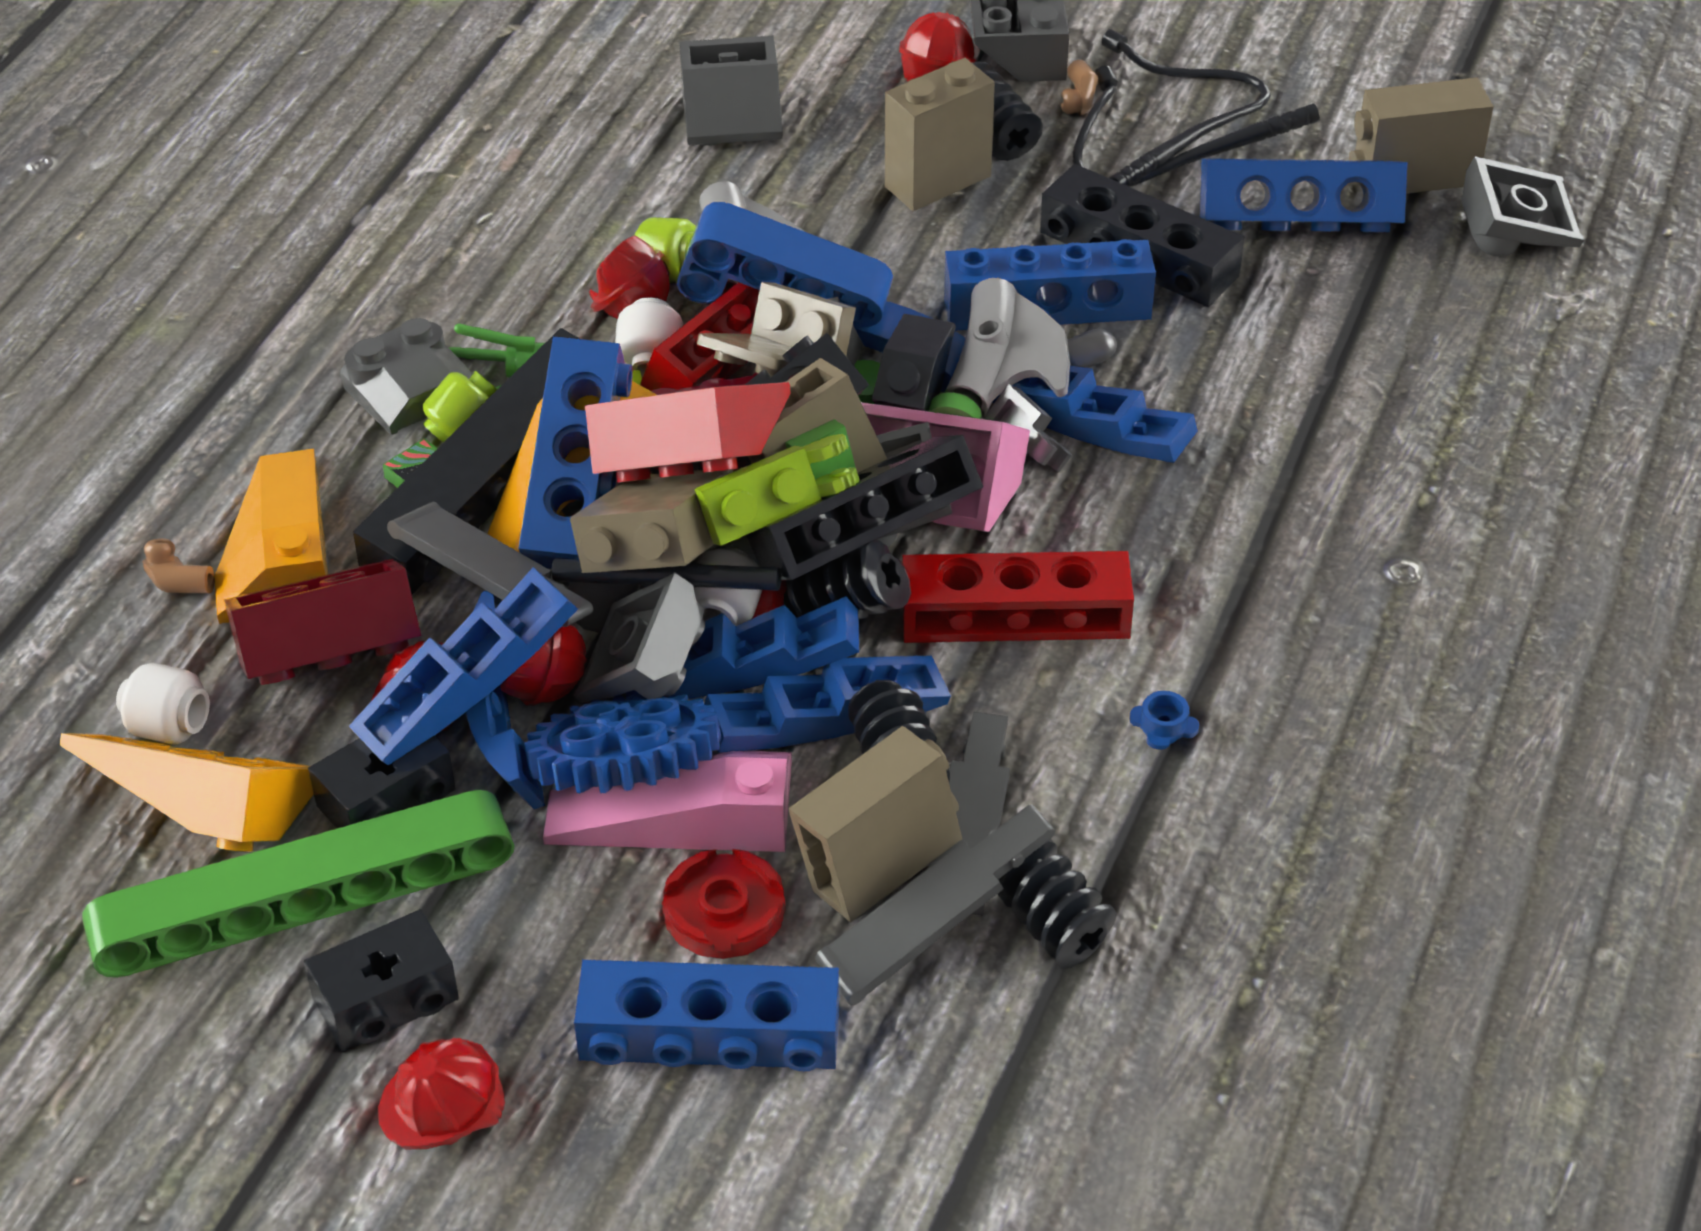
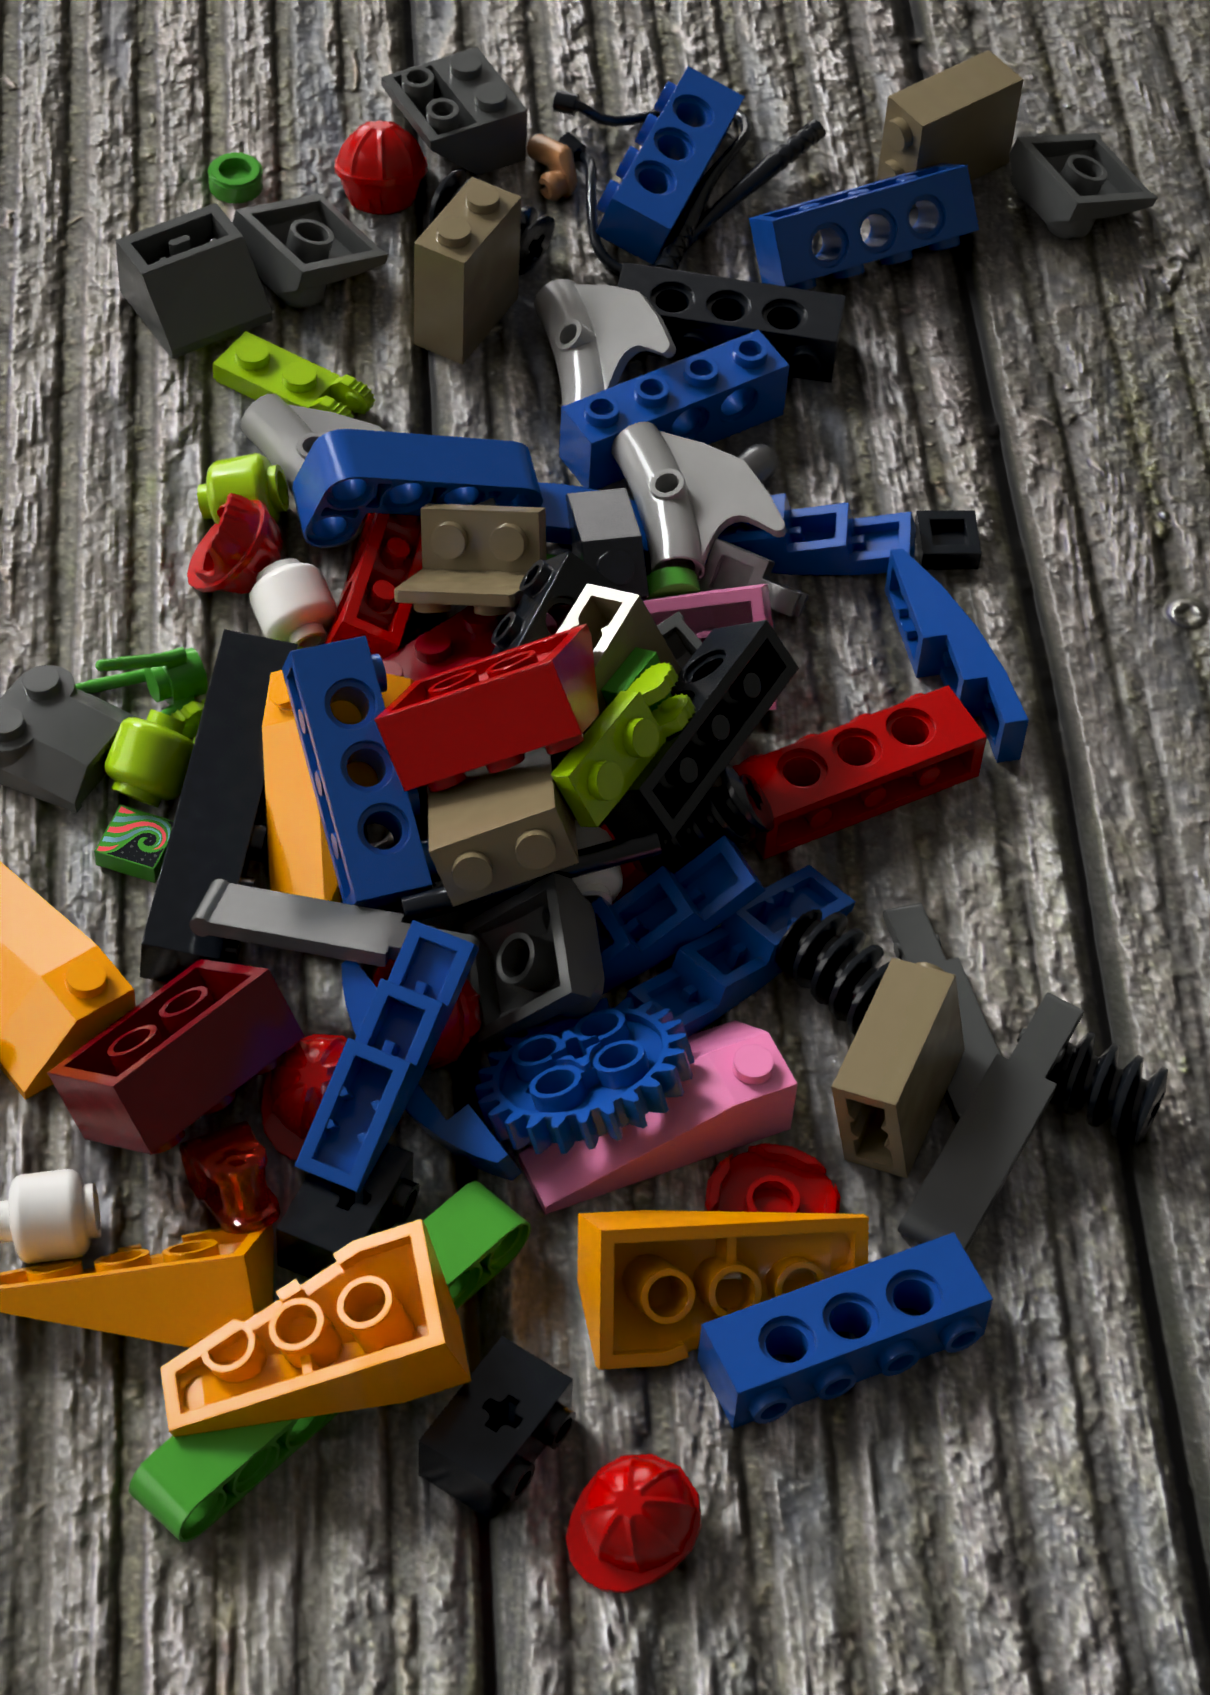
camera: 30 degrees left, 5 degrees up
(294, 864) = (345, 1340): none -> light orange wedge
(314, 722) = (229, 1178): none -> clear red piece
(599, 911) = (665, 1272): none -> light orange wedge
(765, 181) = (263, 368): none -> lime hinge
(825, 33) = (235, 178): none -> bright green tile
(832, 90) = (304, 247): none -> dark grey slope
(1018, 206) = (597, 333): none -> light grey pin
(1159, 531) = (949, 644): none -> blue slope
(1164, 719) = (1074, 839): blue plate -> none
(1178, 96) = (668, 165): none -> blue brick
(1222, 450) = (947, 540): none -> black tile

